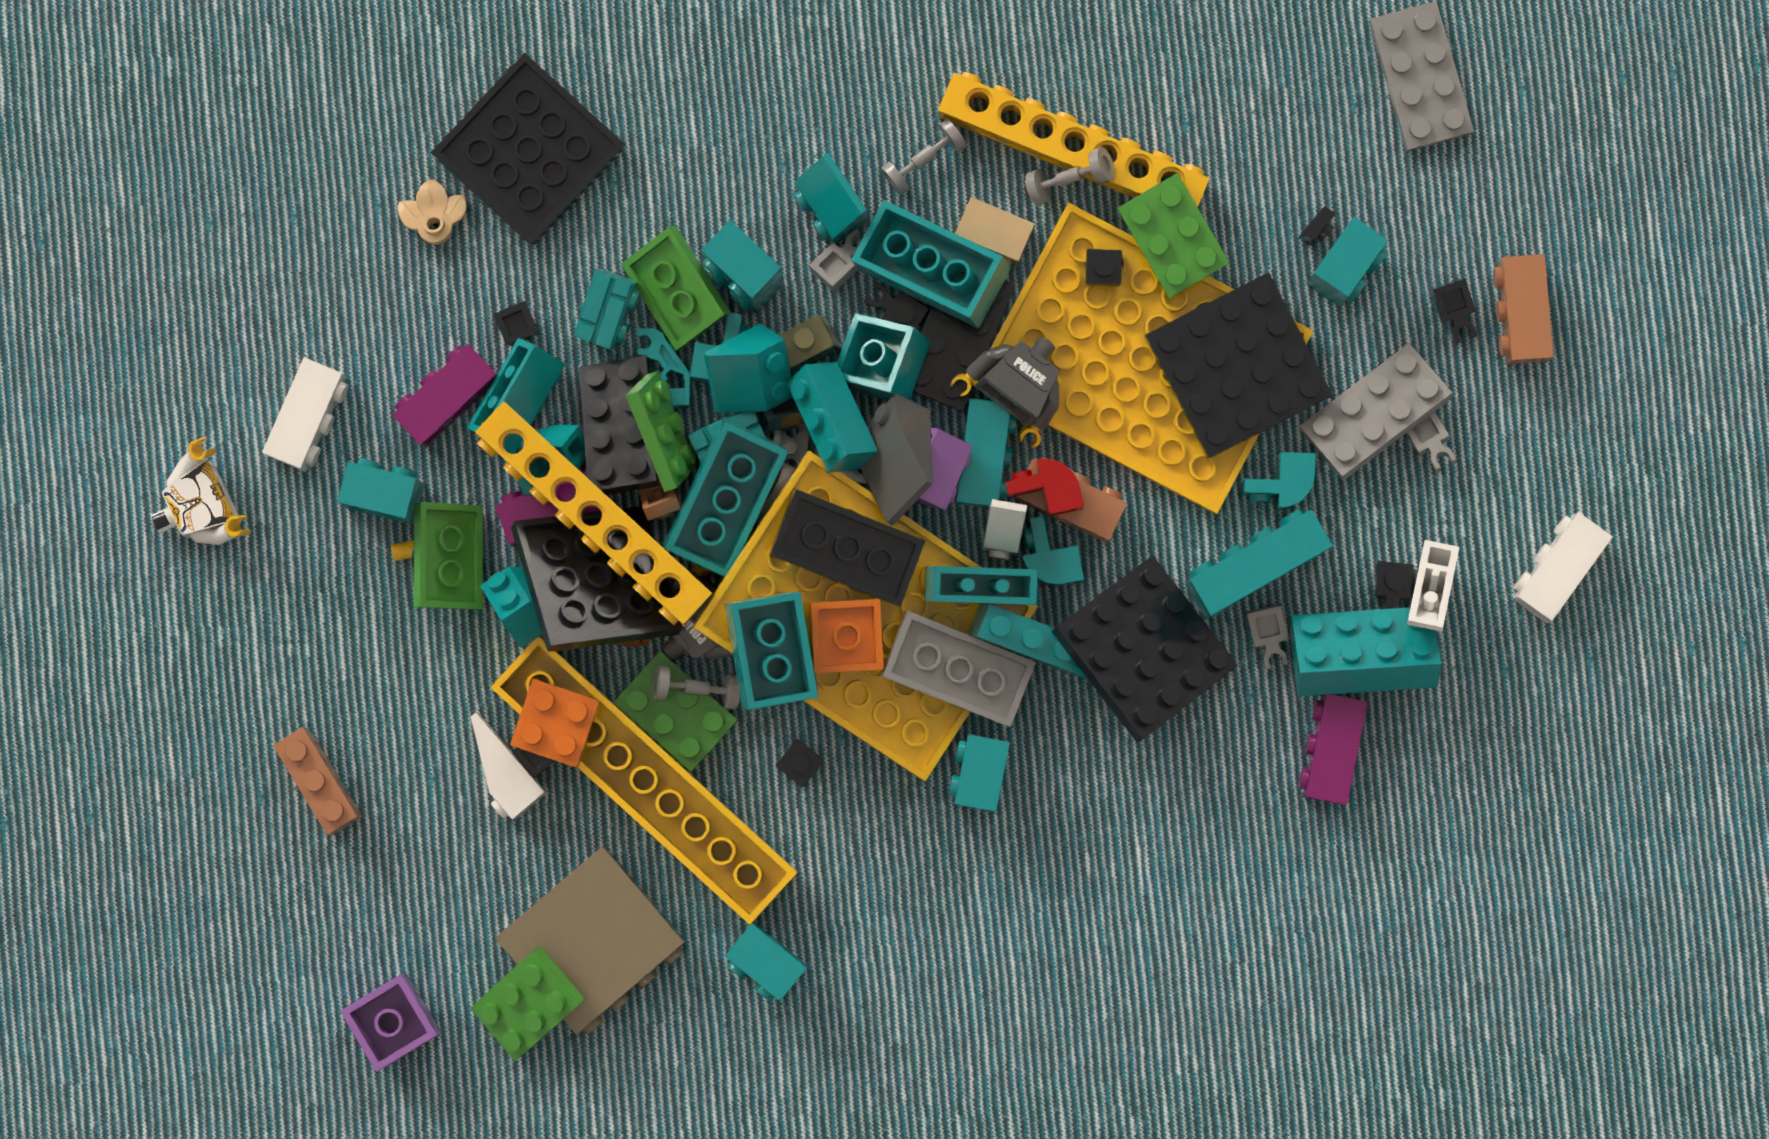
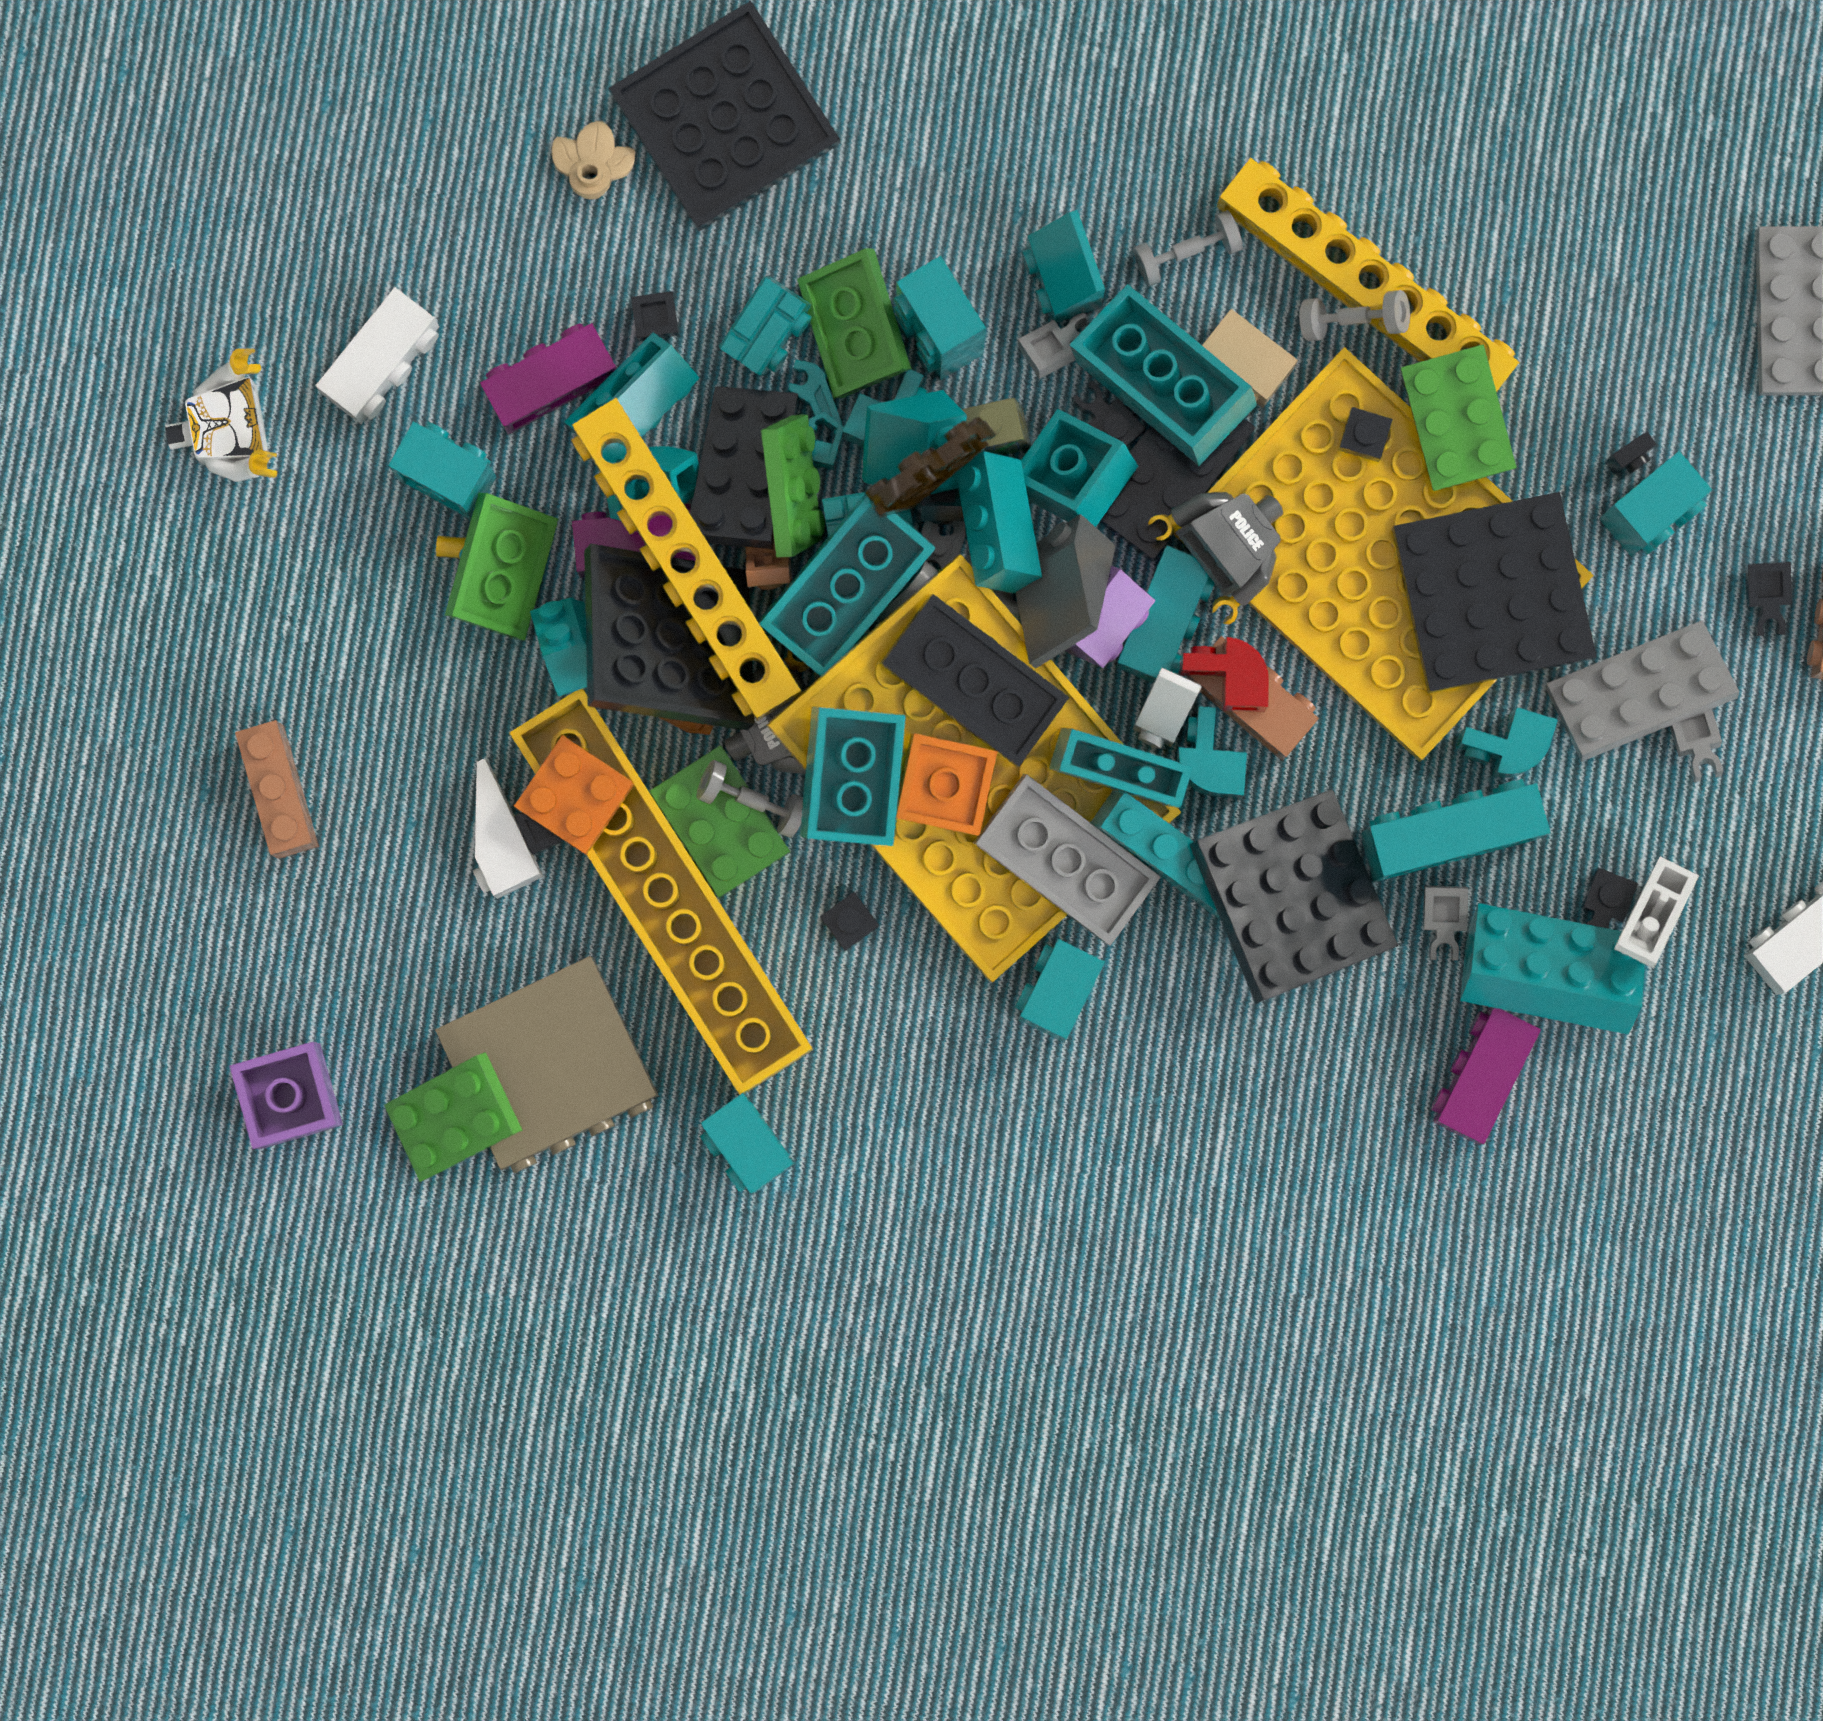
camera: 10 degrees right, 0 degrees up
(764, 394) = (927, 471): none -> dark brown plate

